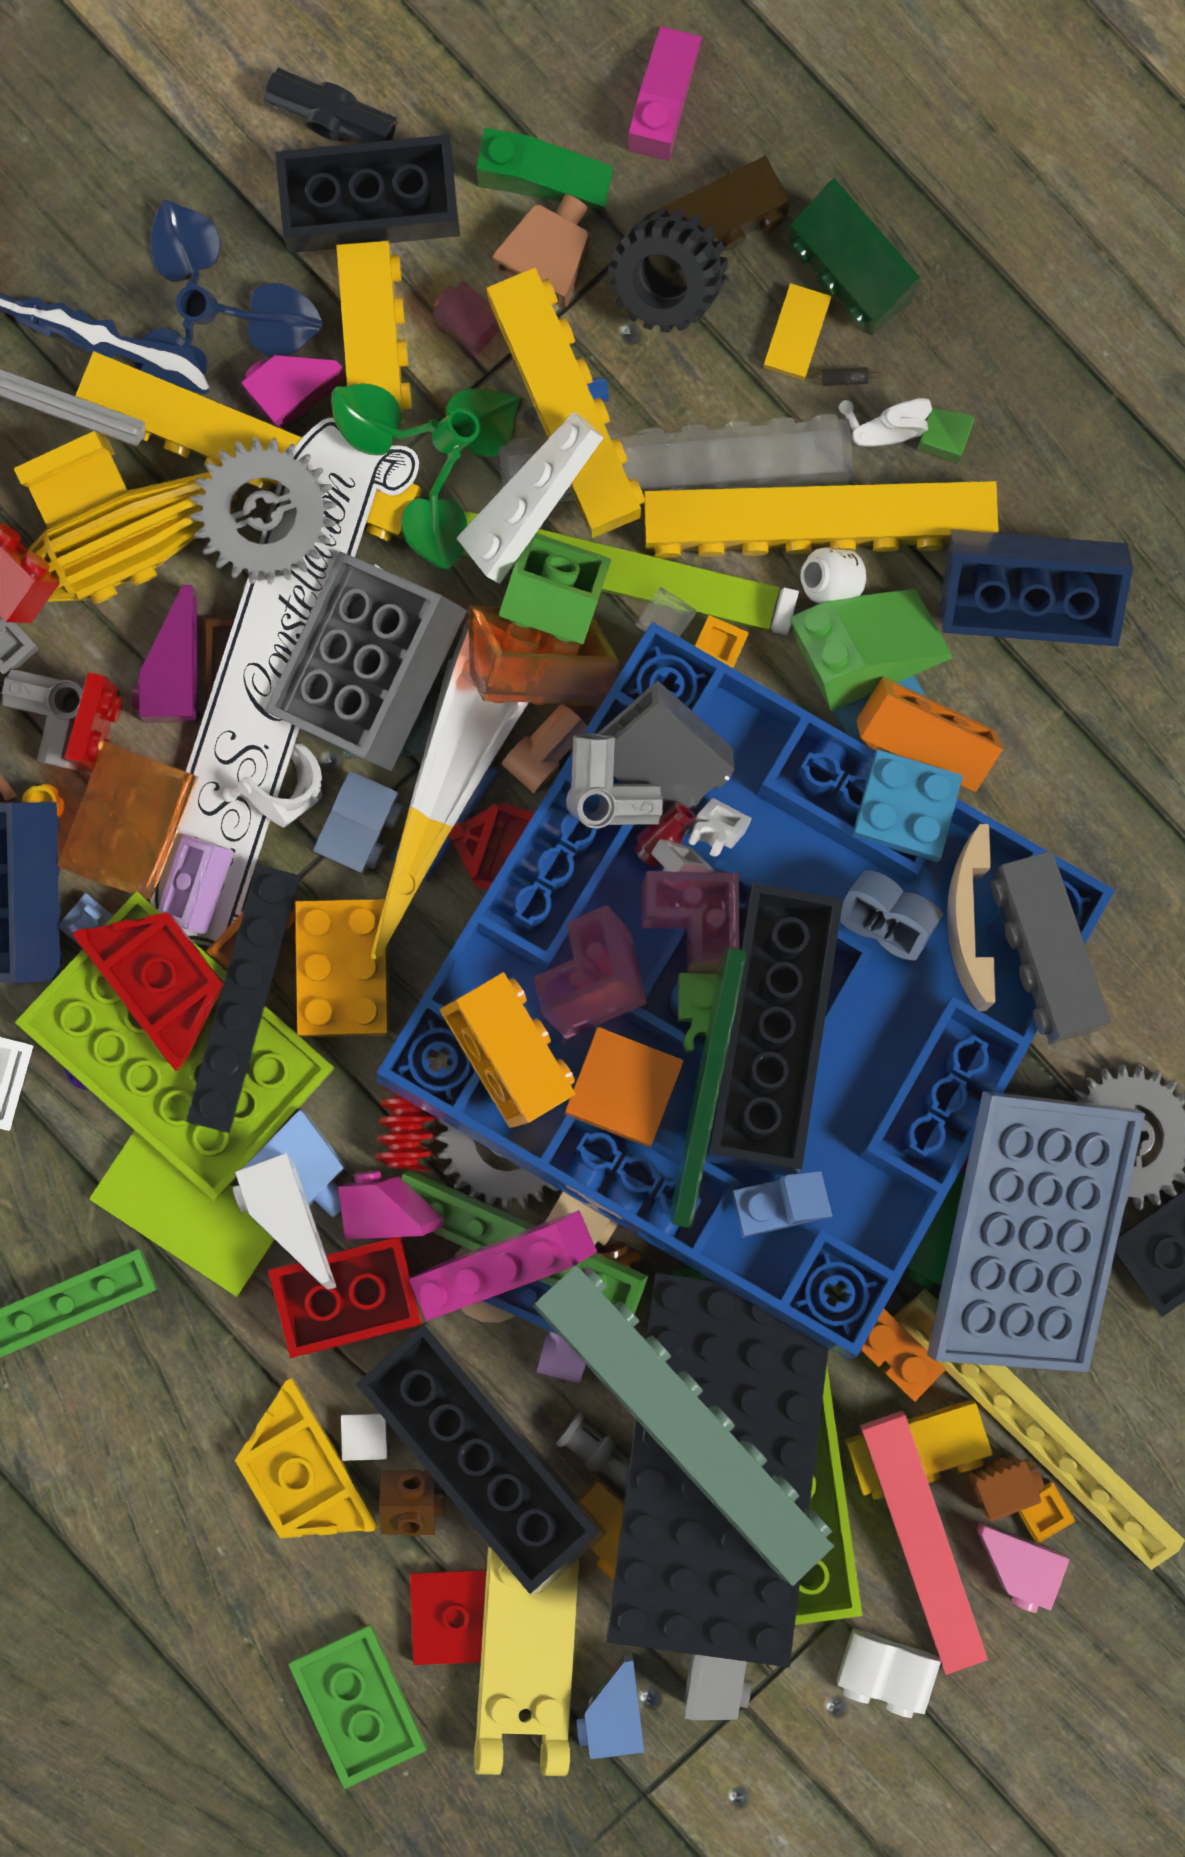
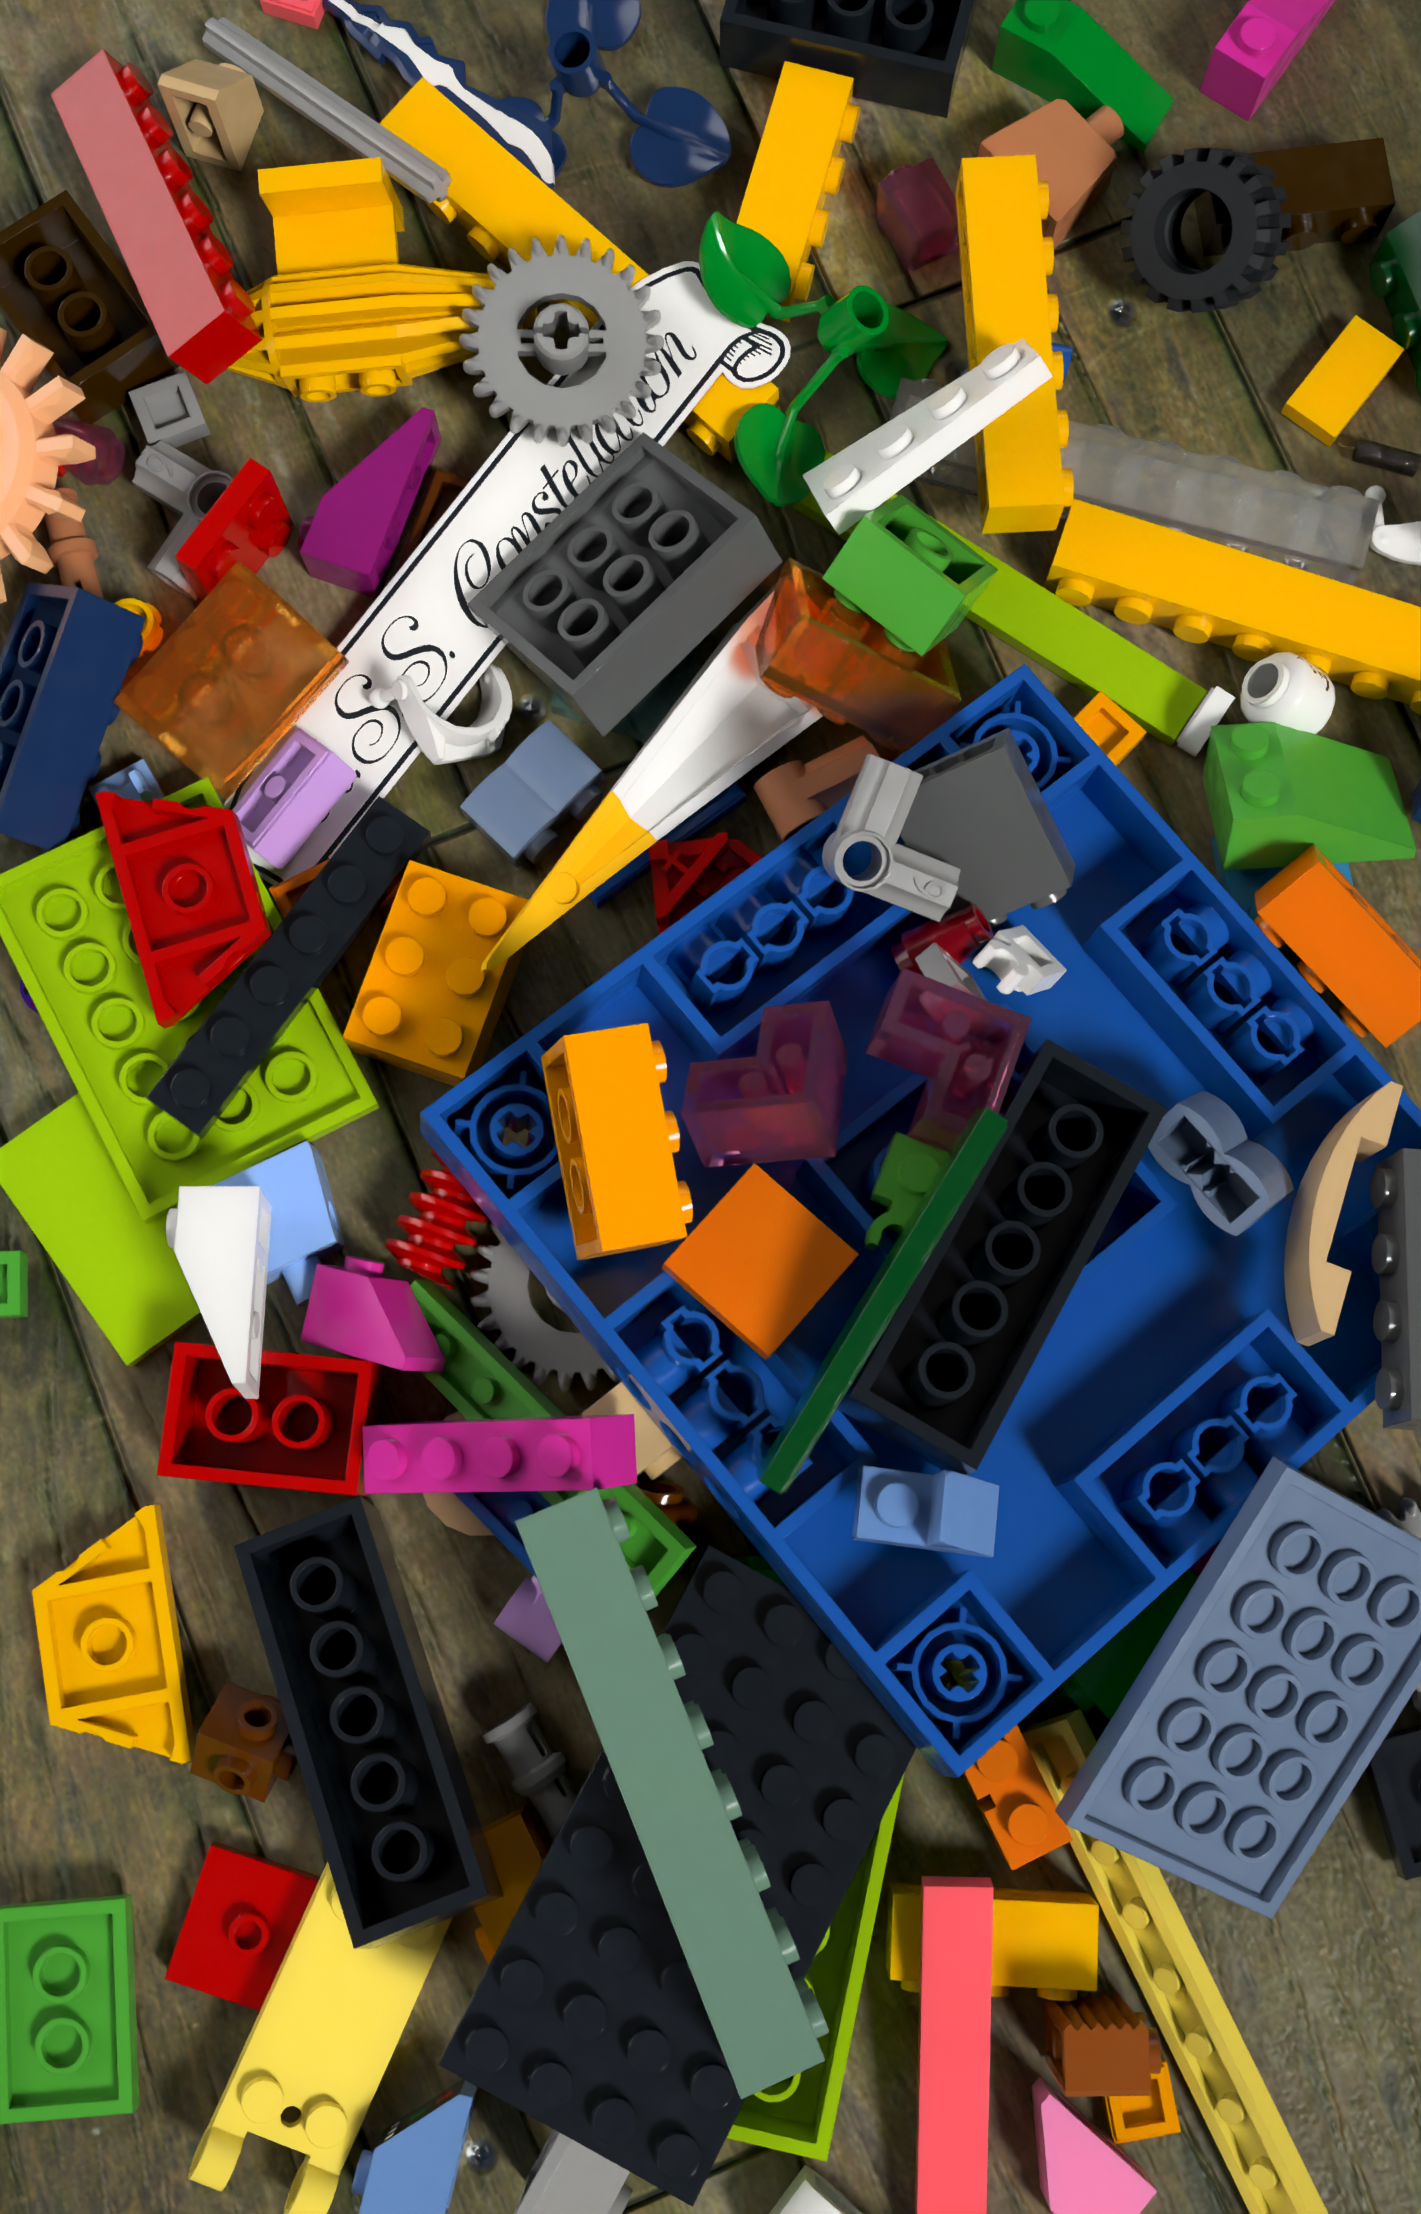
camera: 20 degrees right, 5 degrees down
(290, 386) = (657, 215): dark pink slope -> none
(364, 1436) = (221, 1626): white tile -> none
(666, 612) = (1049, 664): clear tile -> none
(907, 805) = (1291, 1027): dark azure plate -> none

